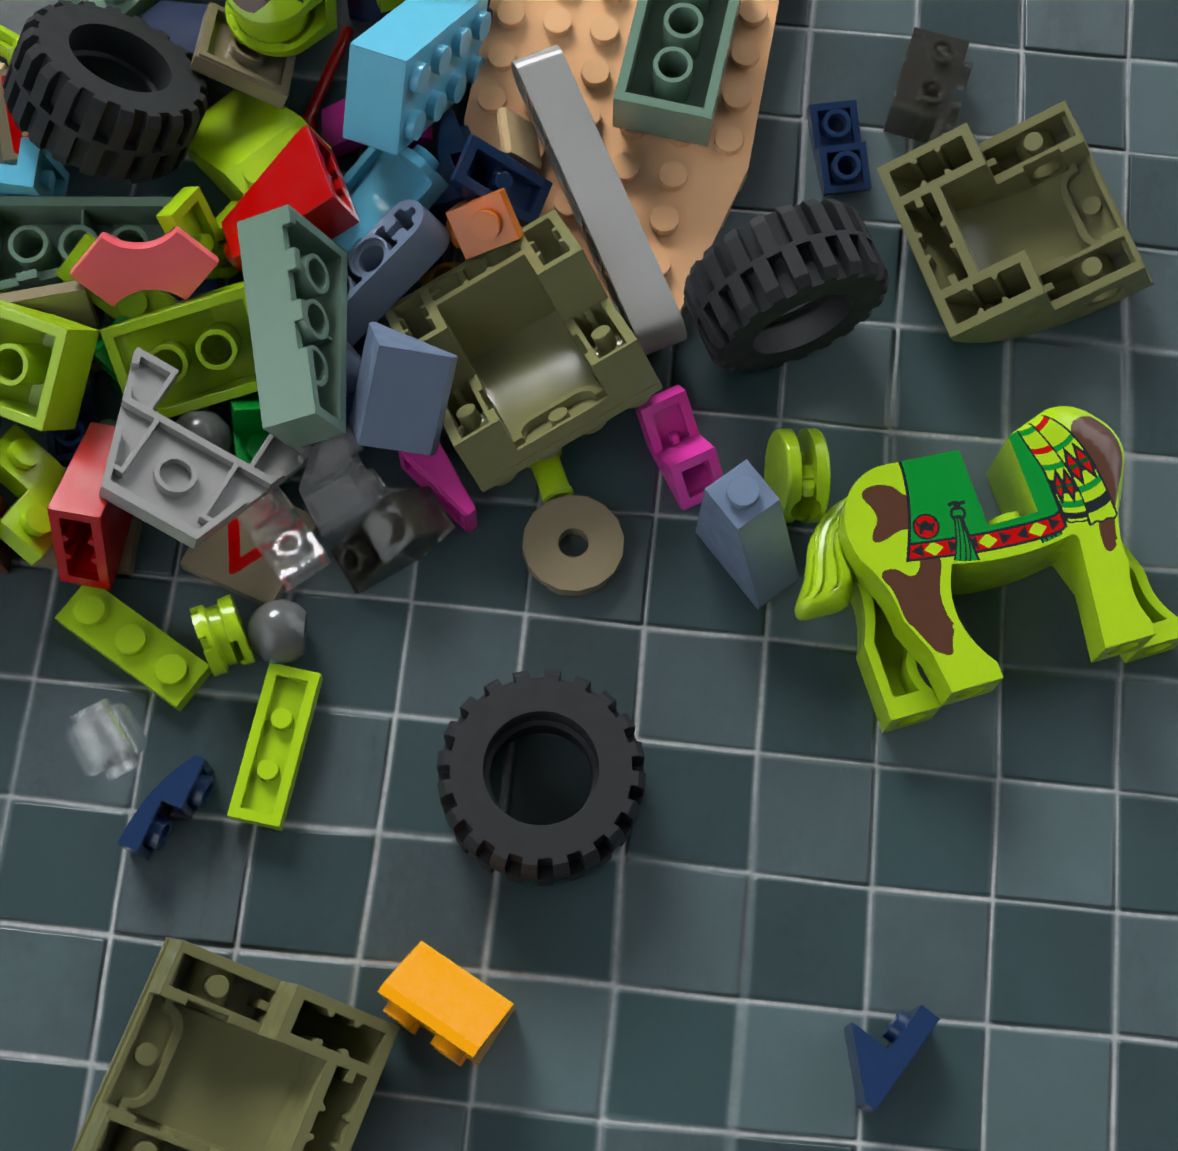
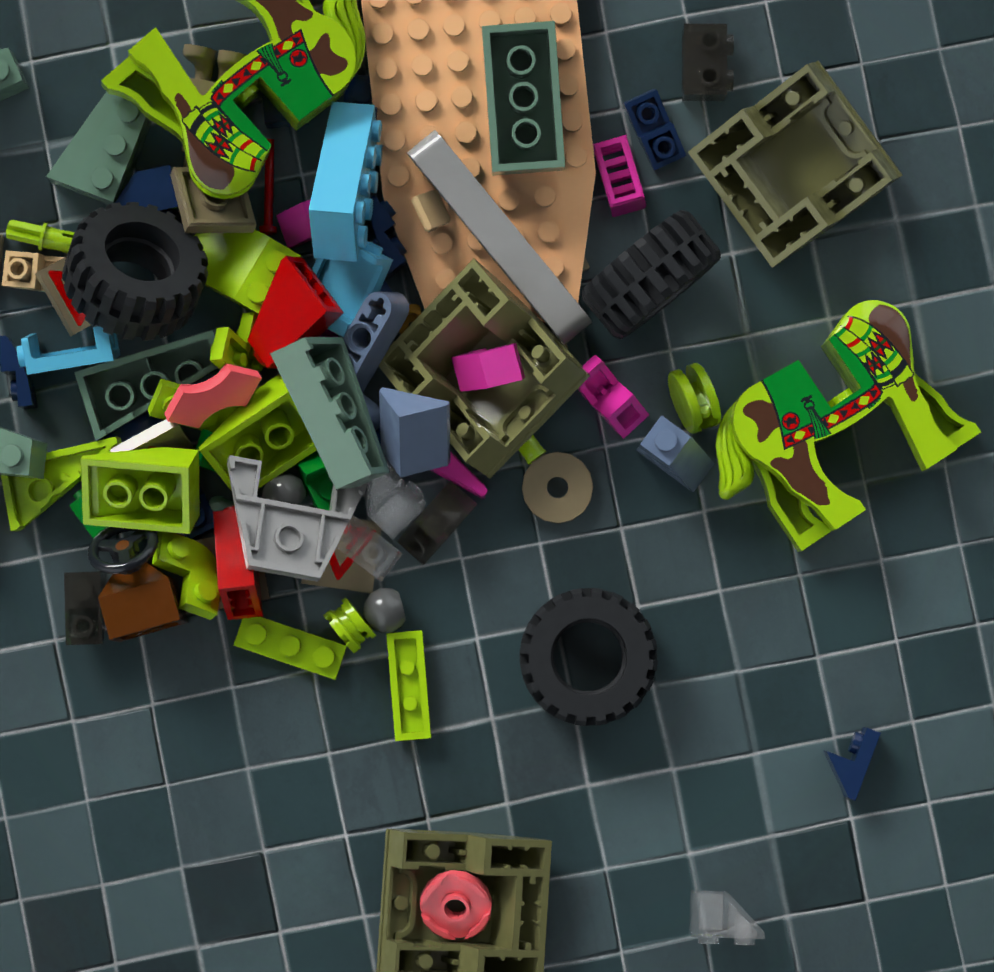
camera: 15 degrees left, 15 degrees up
(105, 739) = (299, 716): clear head -> none
(180, 793) = (360, 736): dark blue slope -> none
(250, 1064) = (461, 887): none -> coral tile
(446, 1002) = (575, 817): light orange slope -> none
(483, 223) = (428, 287): orange bracket -> none
(487, 169) = (431, 250): dark blue slope -> none
(528, 342) = (488, 368): none -> dark pink slope
(776, 184) = (626, 203): none -> dark pink slope

